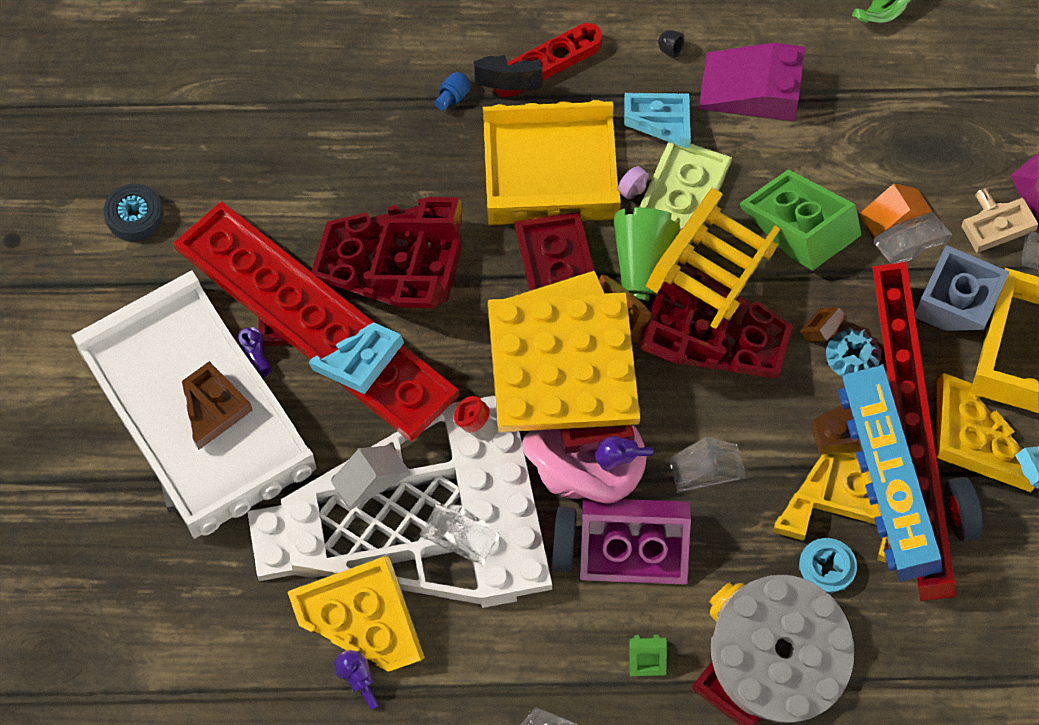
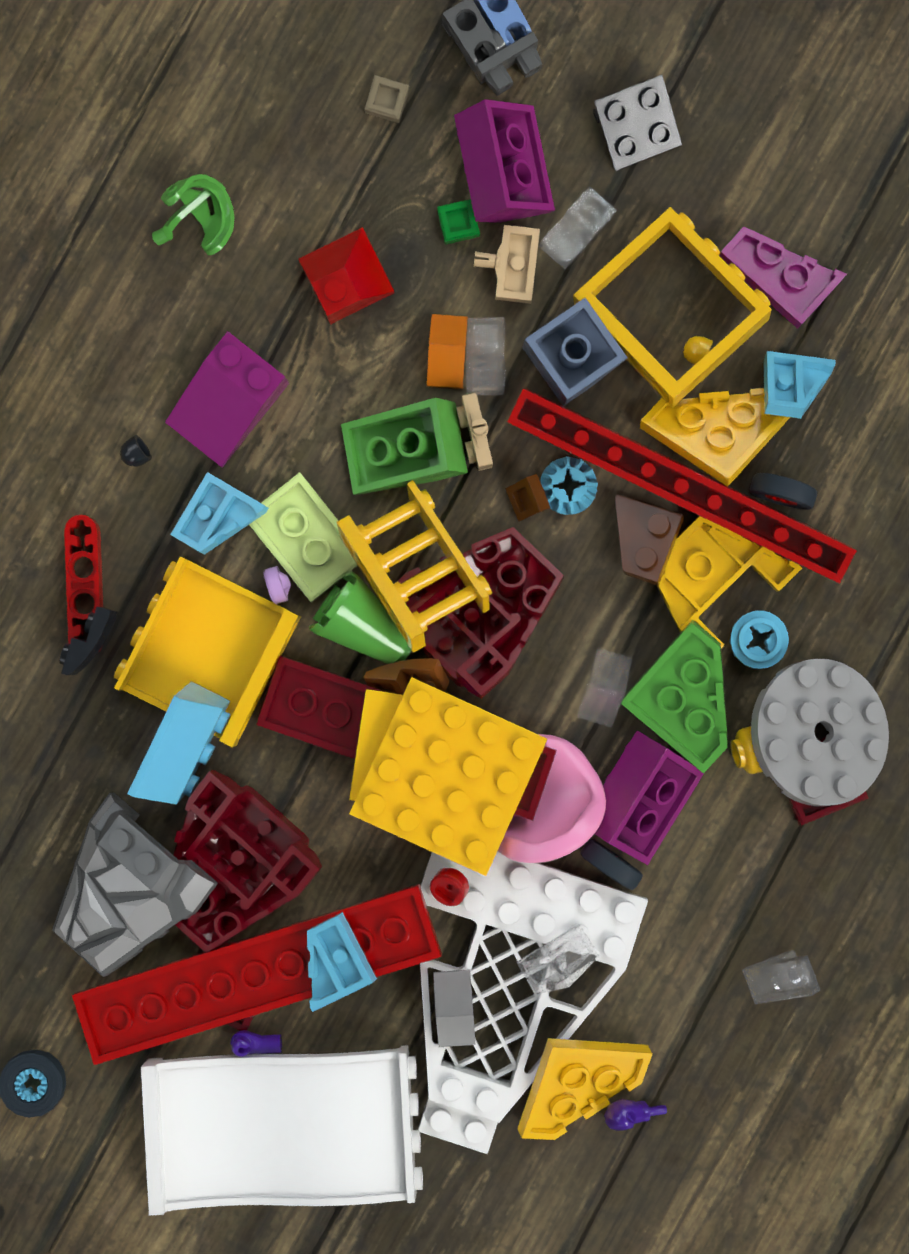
camera: 65 degrees left, 25 degrees up
(212, 404) = (302, 1120): reddish brown wing -> none
(327, 195) = (125, 890): none -> wedge
(453, 90) = (67, 699): blue cylinder -> none
(467, 166) = (181, 745): none -> medium azure slope
(618, 450) = (562, 776): dark purple piece -> none
(647, 656) = (756, 851): bright green tile -> none
(741, 525) = (685, 697): none -> bright green plate
(855, 255) = (471, 417): none -> tan plate
(891, 474) = (728, 543): dark azure brick -> none
(901, 116) = (346, 275): none -> red slope
(998, 170) = (458, 222): none -> green tile

